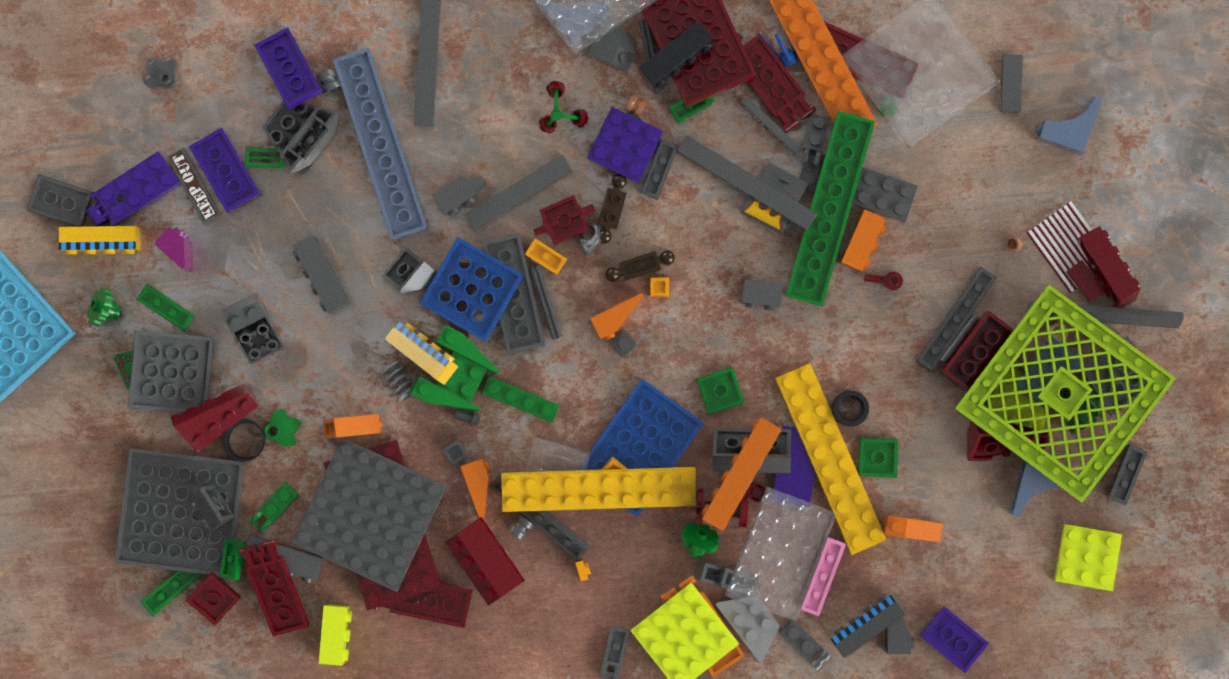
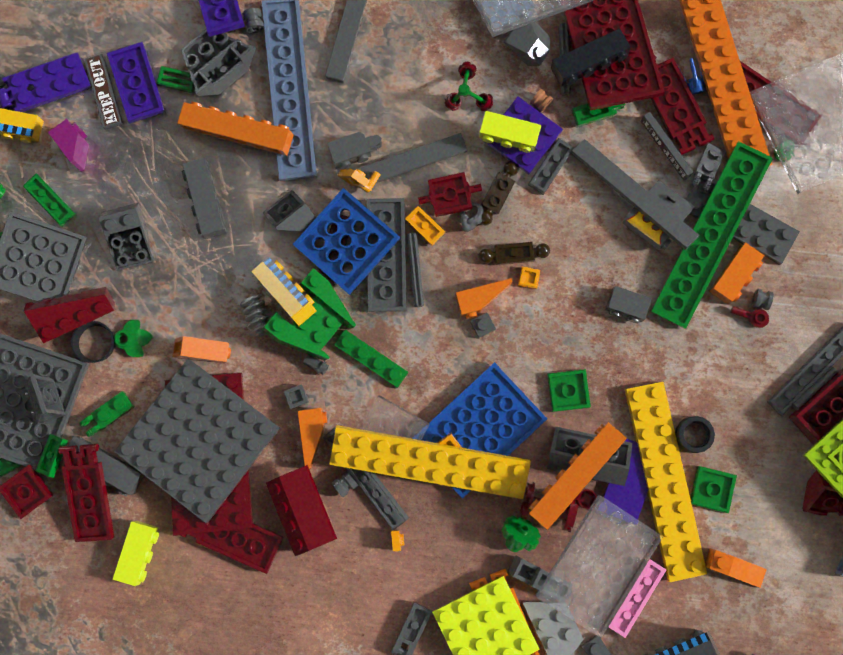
camera: 10 degrees right, 5 degrees down
(336, 198) = (235, 128): none -> orange brick
(469, 224) = (357, 178): none -> light orange plate
(610, 147) = (509, 132): none -> neon yellow brick
(892, 261) = (762, 299): none -> dark grey wheel

